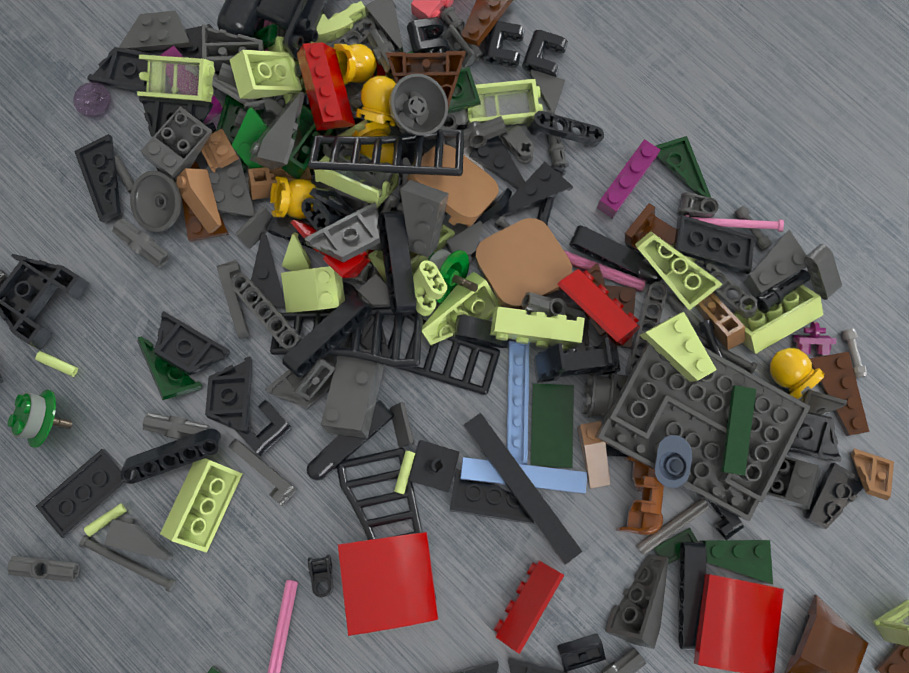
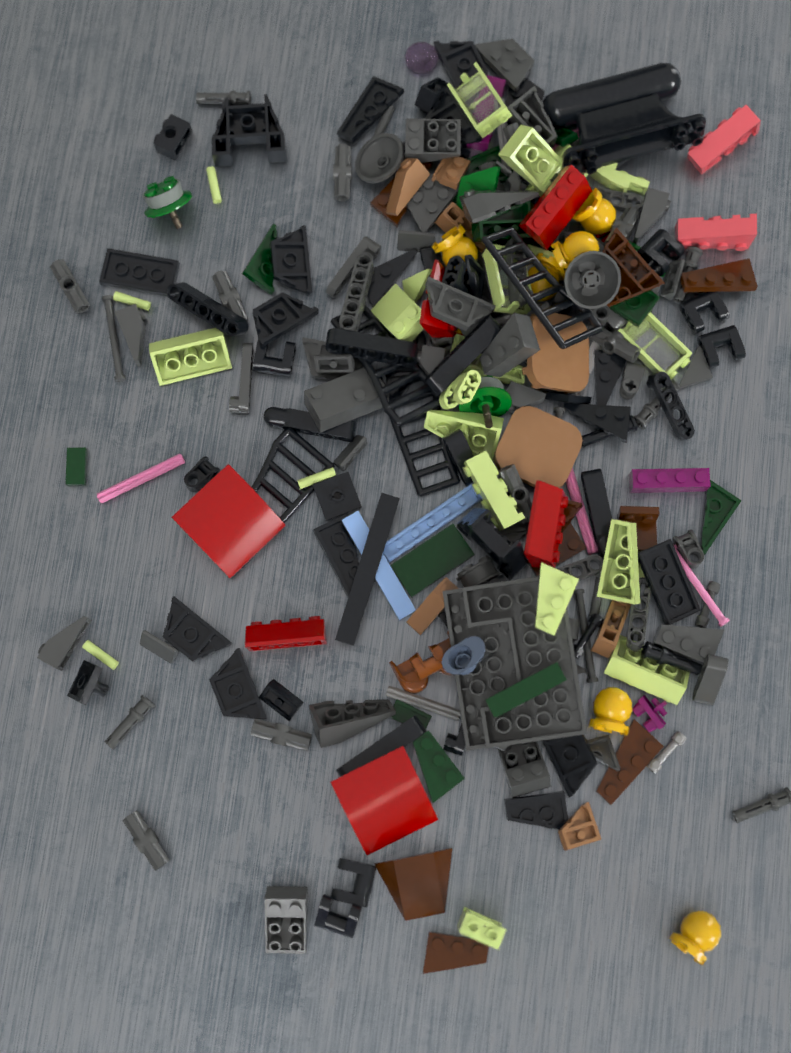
camera: 60 degrees right, 0 degrees up
(133, 116) = (430, 93): none -> black arch

